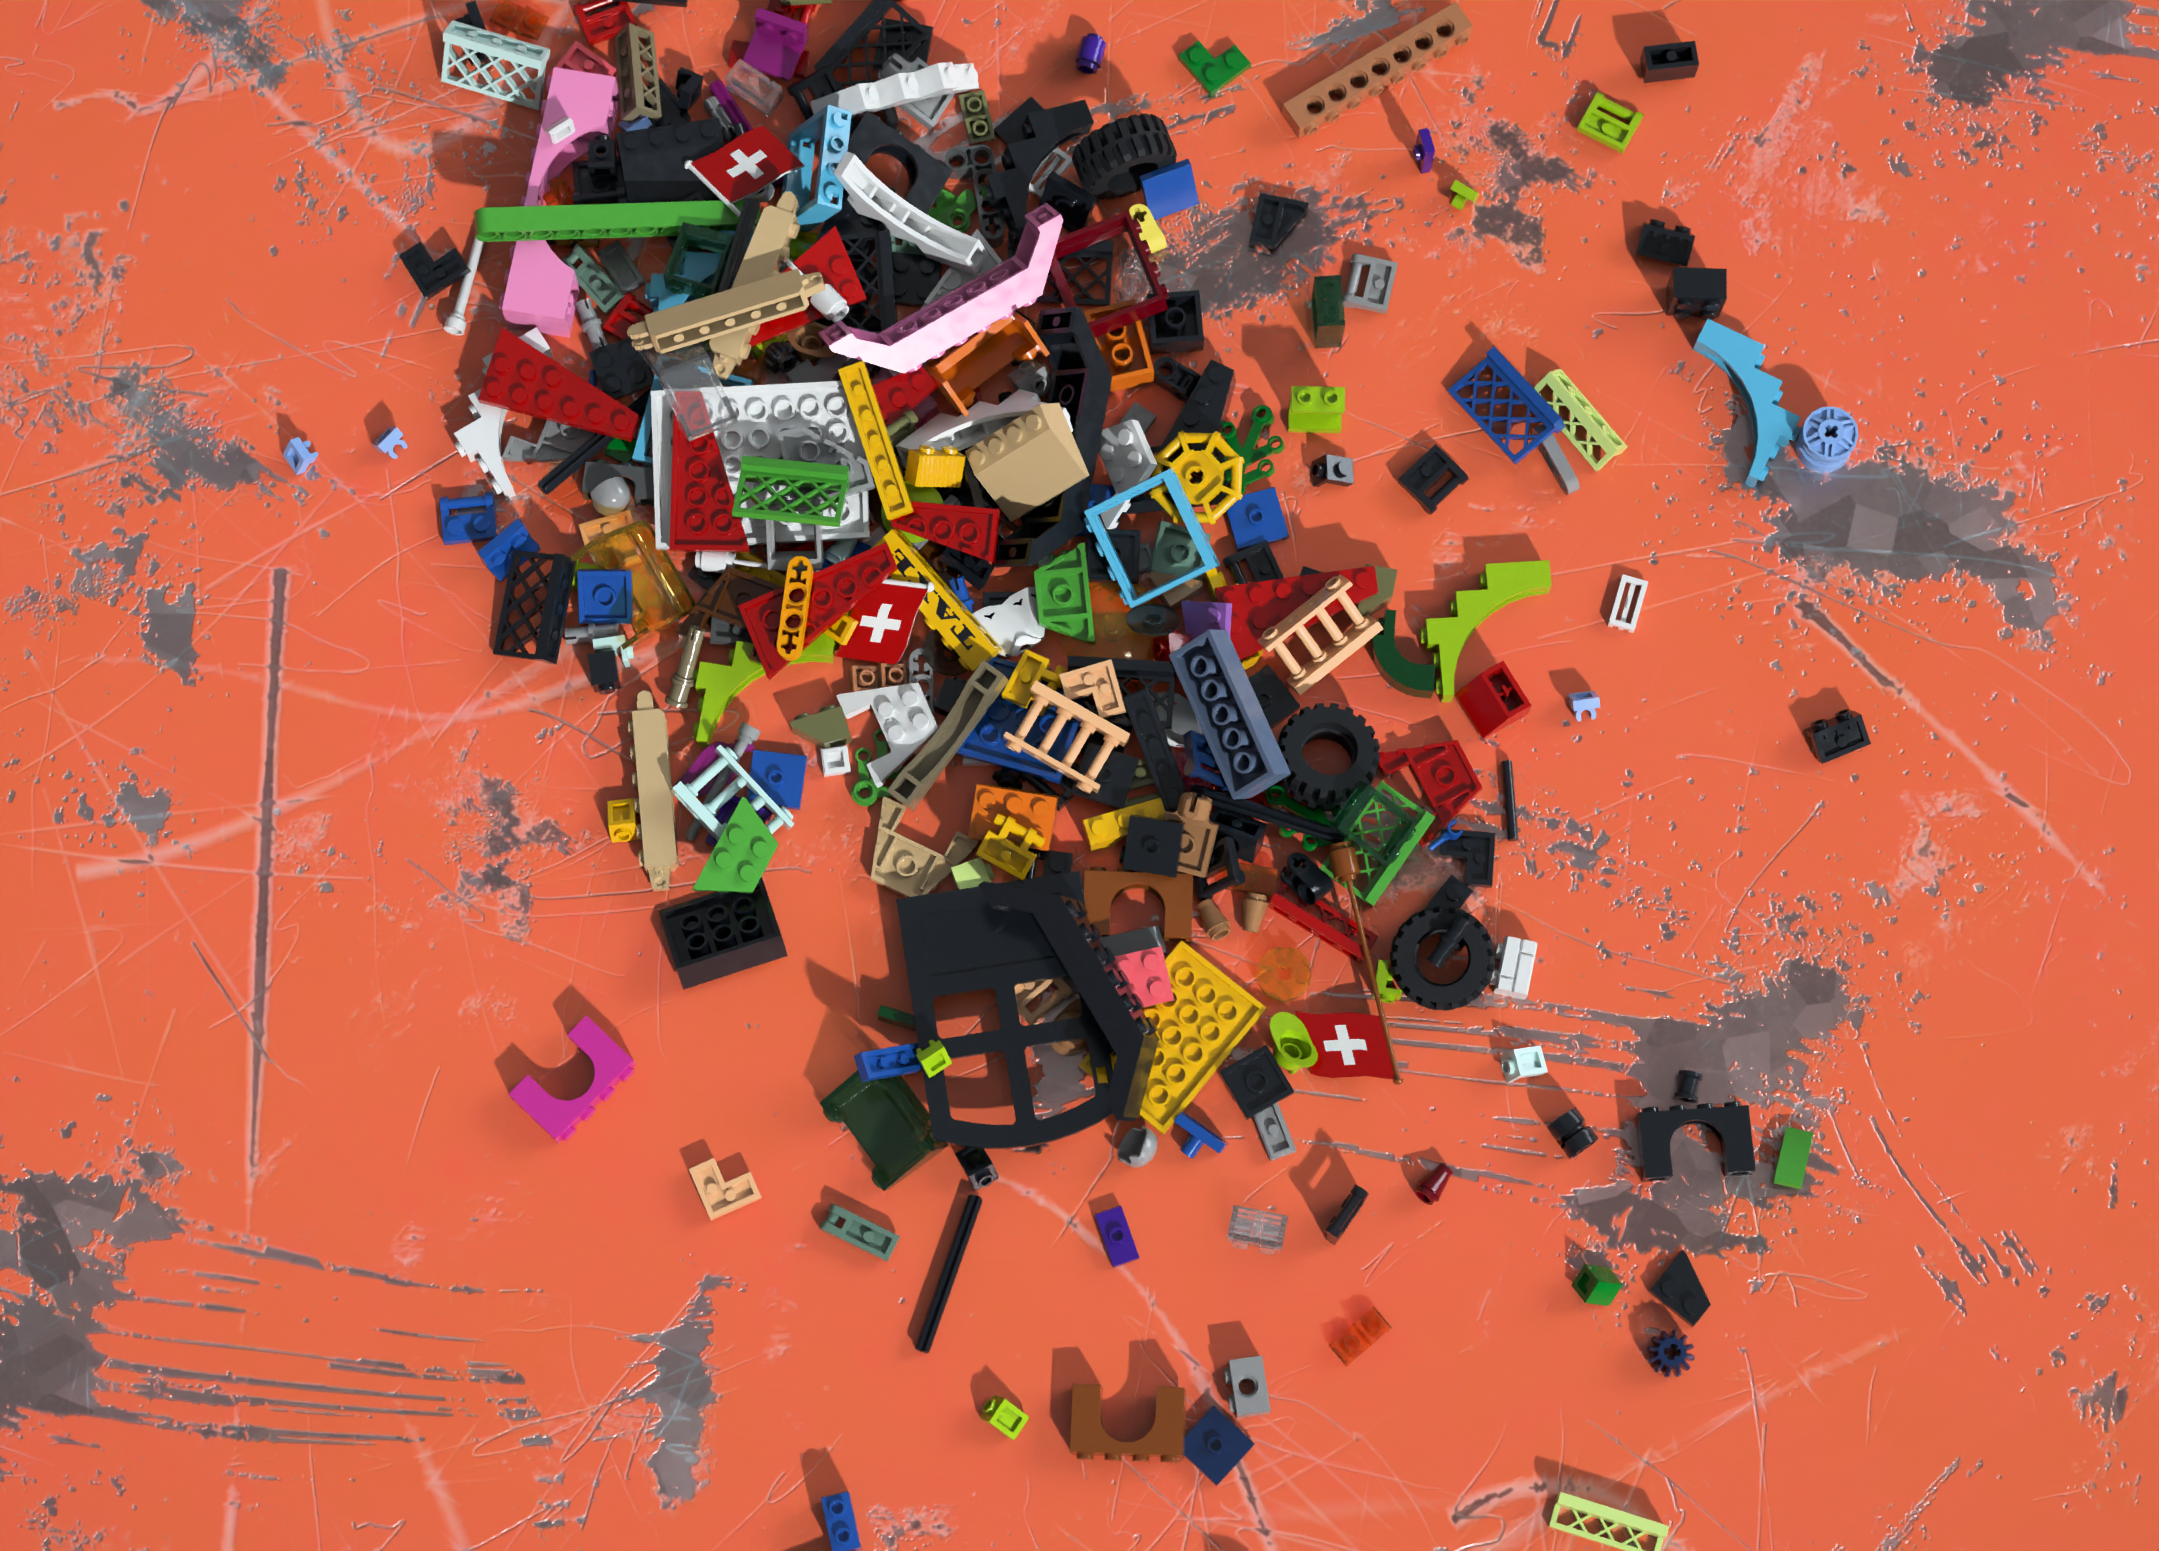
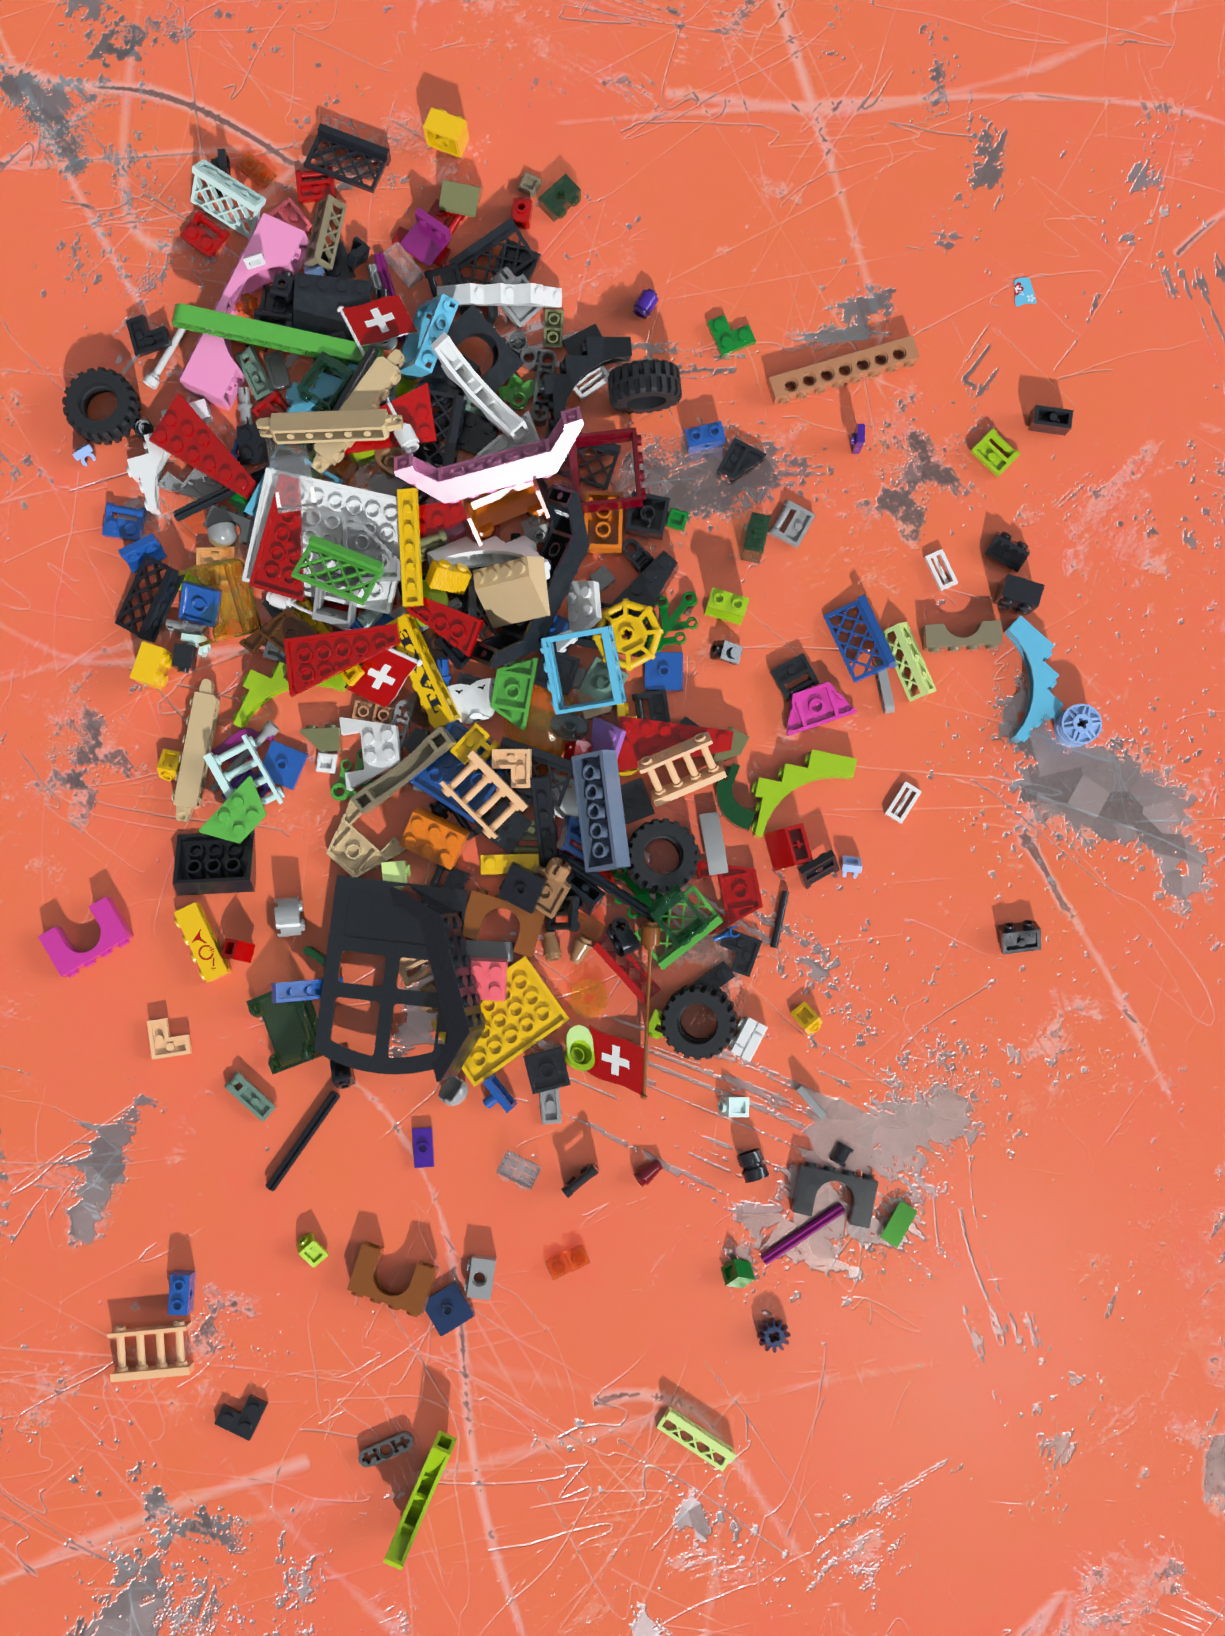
camera: 15 degrees right, 10 degrees up
(298, 455) = (18, 445): light blue tile -> none
(393, 342) = (85, 389): none -> black tyre
(461, 388) = (143, 428): none -> black plate
(471, 126) = (202, 240): none -> red plate
(565, 693) = (152, 666): none -> yellow brick
(683, 680) = (236, 677): dark tan pin -> none
(735, 1042) = (202, 942): none -> yellow brick
(780, 357) = (366, 466): black gear -> none
(788, 1038) = (238, 950): none -> red brick
(795, 608) = (324, 654): light orange beam -> none
(846, 974) = (288, 916): none -> light grey brick
(933, 1058) = (328, 996): lime tile -> none
(937, 144) = (518, 340): none -> dark grey wheel
(1007, 854) = (420, 865): yellow plate -> none
(1068, 200) = (596, 409): black plate -> none
(1150, 230) = (649, 446): light yellow piece -> none
(1169, 189) = (670, 418): blue tile -> none
(1215, 318) = (677, 519): none -> green tile
(1220, 203) = (704, 437): none -> blue brick
(1391, 722) = (713, 843): none -> light grey slope
(1449, 941) = (704, 1016): black pin -> none
(1463, 194) = (876, 477): lime tile -> none
(1474, 510) = (816, 707): none -> dark pink wing
(1541, 717) = (818, 868): none -> black plate
(1586, 919) = (807, 1018): none -> yellow bracket
(1592, 313) = (941, 587): none -> white tile
(1608, 377) = (937, 637): none -> dark tan arch
(1625, 1028) = (811, 1102): none -> light grey tile
(1668, 1208) = (803, 1233): none -> magenta axle
(1682, 1290) = (794, 1292): black wing -> none

